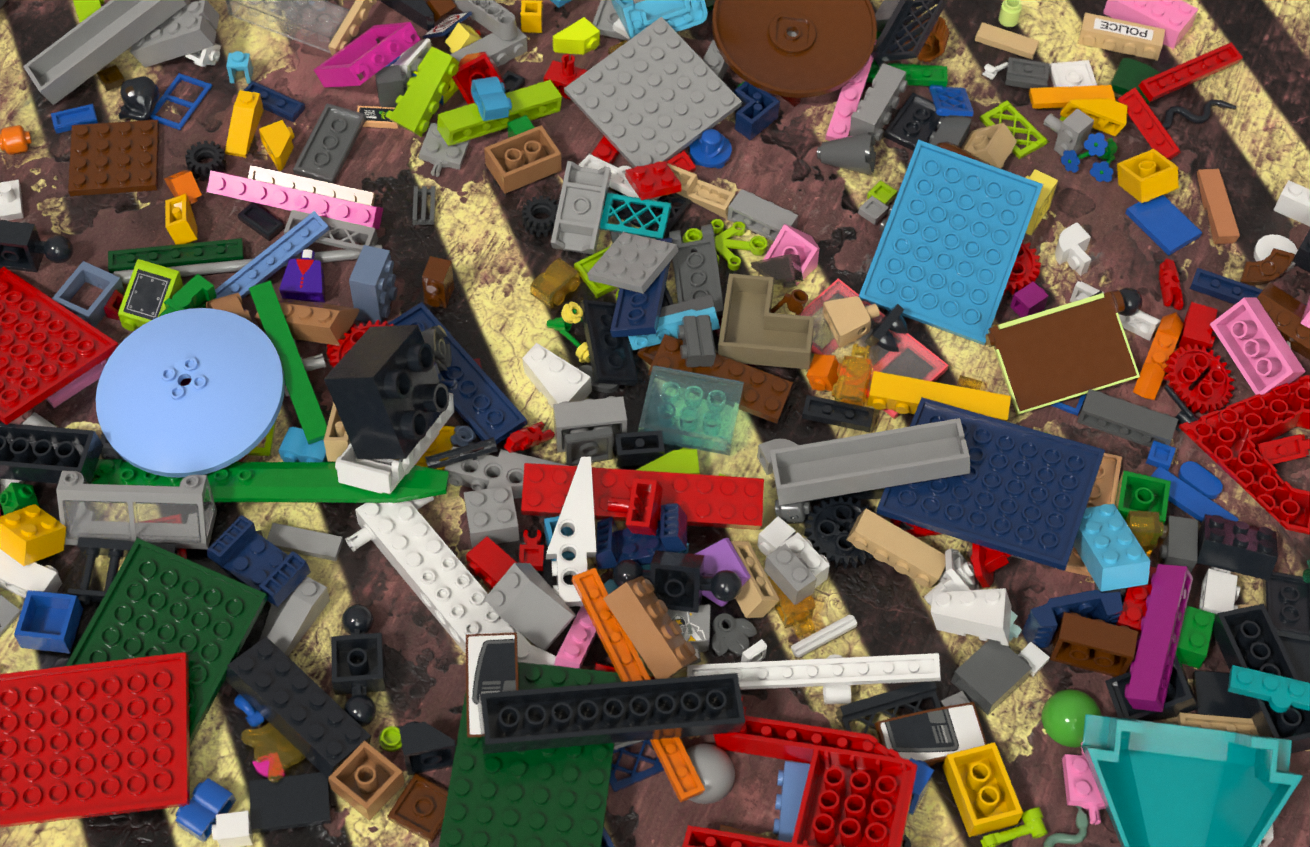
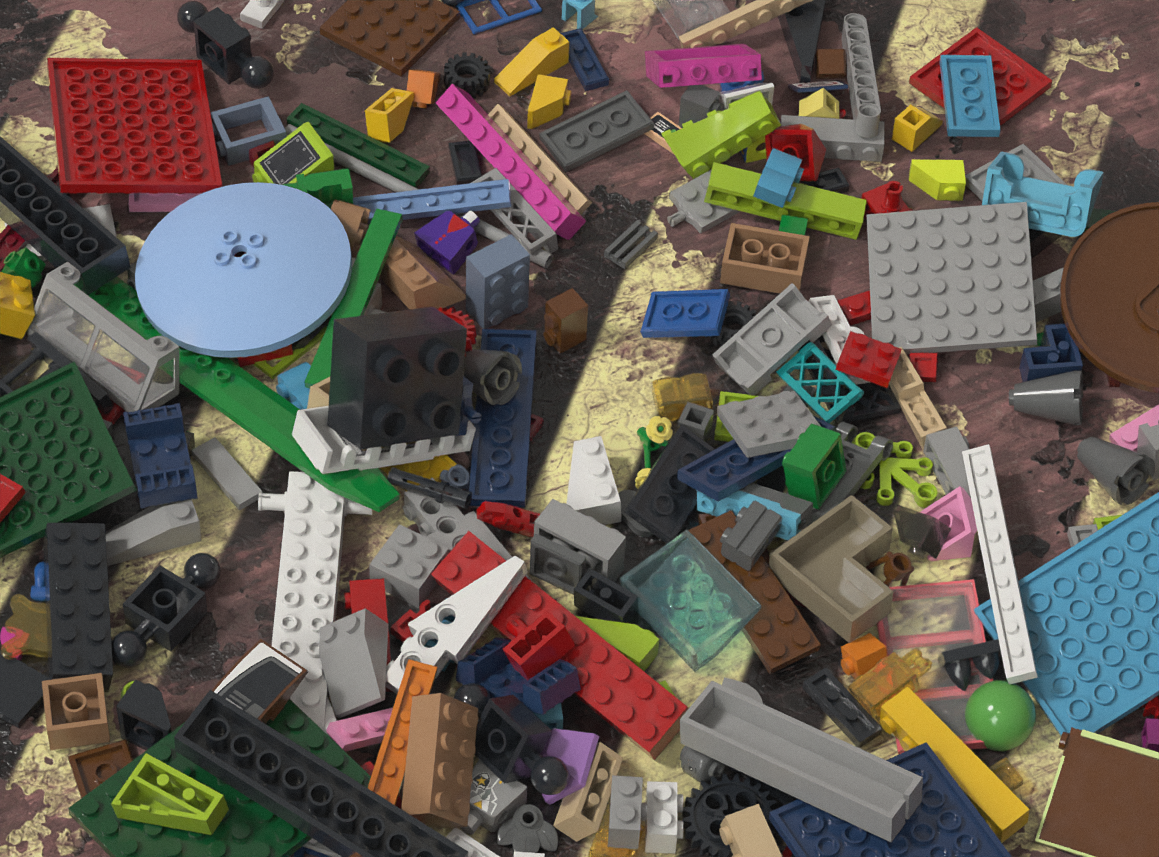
camera: 40 degrees right, 5 degrees down
(506, 227) = (685, 313): none -> blue tile
(511, 788) = (169, 799): none -> lime wedge
(583, 290) = (697, 420): none -> dark grey brick
(688, 269) = (814, 465): none -> green brick
(711, 149) = (971, 371): blue plate -> none
(774, 536) = (657, 770): white brick -> none
(776, 133) = (1051, 397): none -> dark grey cone
(848, 319) = (939, 623): tan torso -> none
(854, 257) = (999, 565): none -> white plate
(932, 350) = (1000, 715): none -> bright green piece

